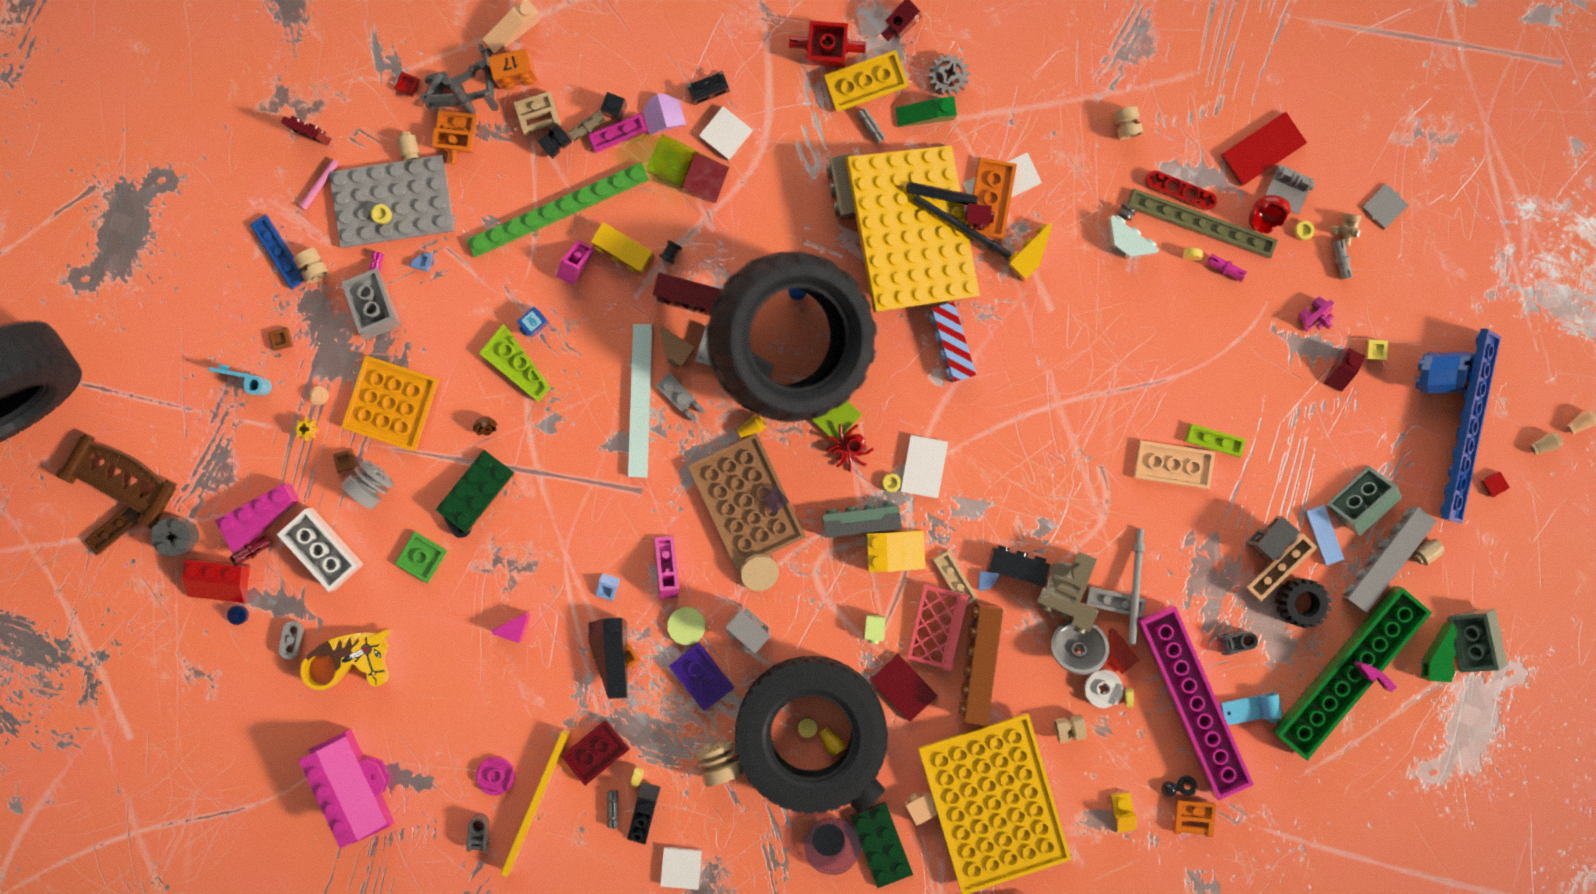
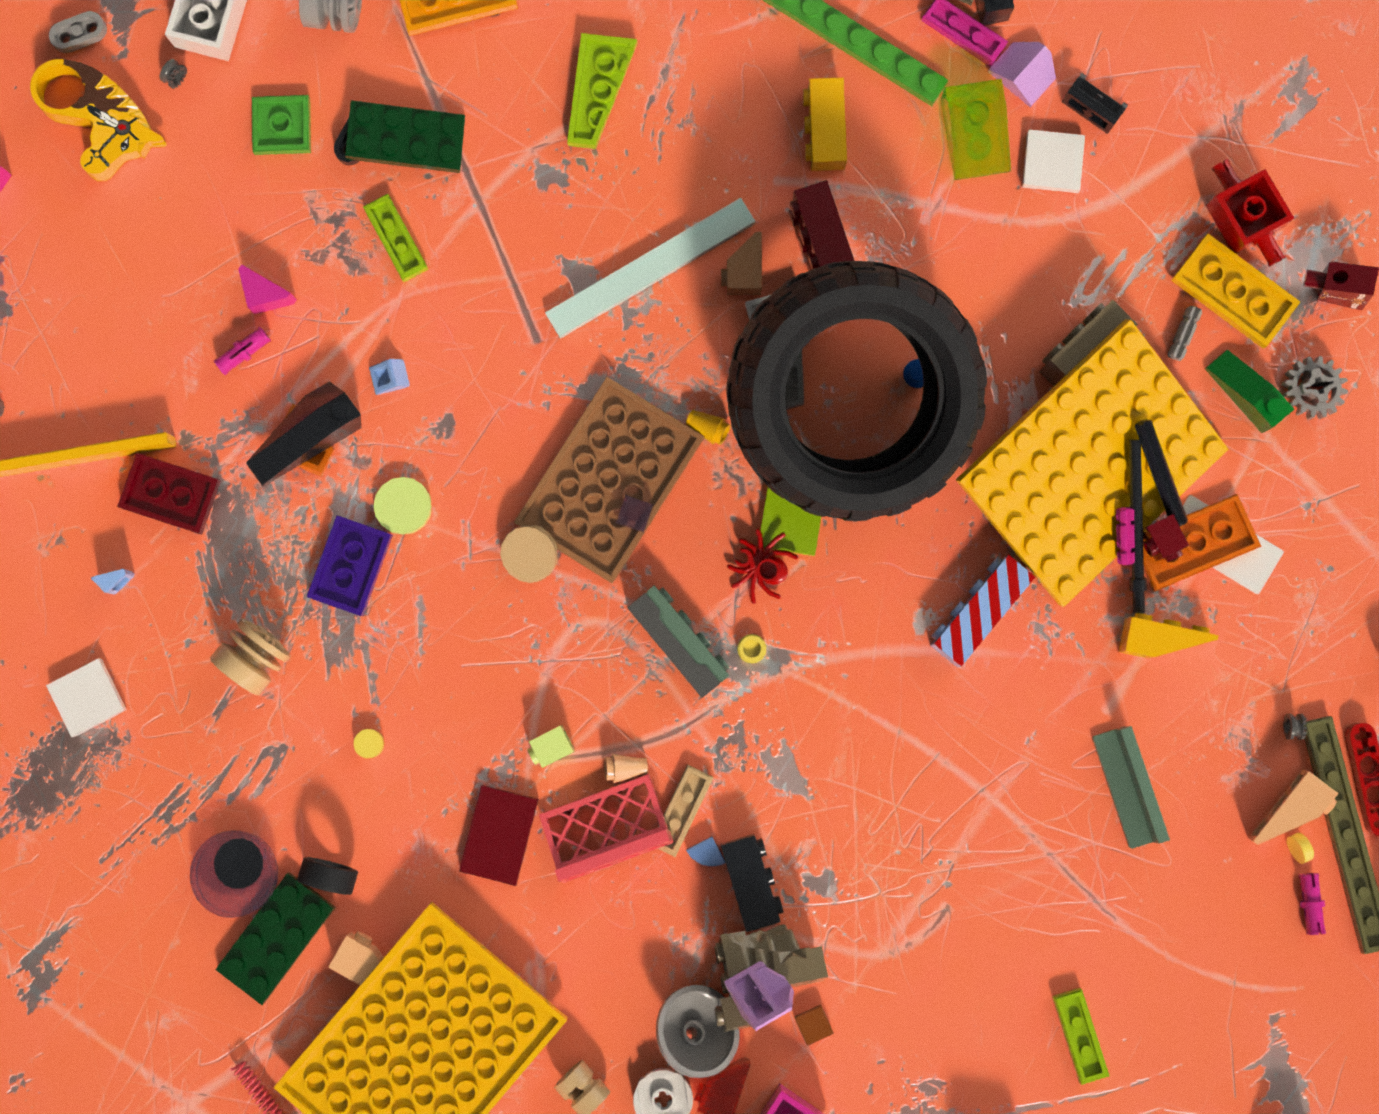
camera: 60 degrees right, 5 degrees down
(351, 600) = (172, 73): none -> dark grey bush
(485, 425) = (495, 97): reddish brown plate -> none
(495, 775) = (61, 388): dark pink tile -> none
(529, 533) = (395, 238): none -> lime tile
(532, 322) = (662, 74): blue brick -> none
(540, 674) = (226, 363): none -> dark pink pin
(574, 262) = (770, 78): dark pink slope -> none
(612, 809) = (109, 561): dark grey axle -> none
(625, 814) = (113, 581): none -> light blue slope
(637, 777) = (169, 566): light yellow tile -> none
(643, 812) = (128, 603): black slope -> none
(666, 568) = (459, 433): dark pink slope -> none
(670, 252) = (861, 186): black bush -> none
(679, 395) = (688, 311): light grey hinge -> none
(704, 177) = (981, 168): dark red tile -> none
(748, 629) = (446, 582): light grey brick -> none
(811, 789) = (279, 769): black tyre -> none
(831, 741) = (369, 786): yellow cone -> none
(895, 551) = (668, 710): yellow slope -> none
(911, 595) = (624, 767): none -> light nougat cone
(924, 466) = (799, 677): white tile -> none
(963, 236) = (1125, 535): none -> dark pink axle
(981, 663) = (593, 915): dark orange brick -> none
(1083, 601) = (760, 994): none -> lavender slope
(1100, 324) = (1130, 787): none -> sand green panel
(1112, 601) = (790, 1051): light grey plate -> none
(1116, 581) = (813, 1025): none -> dark orange tile
(1128, 240) = (1261, 753): light aqua slope -> none
(1139, 549) = (875, 1027): light grey bar -> none
(1170, 238) = (1301, 803): none -> light nougat slope
(1174, 464) = (1013, 1002): light nougat tile -> none
(1323, 308) = (1345, 1066): dark pink hips -> none

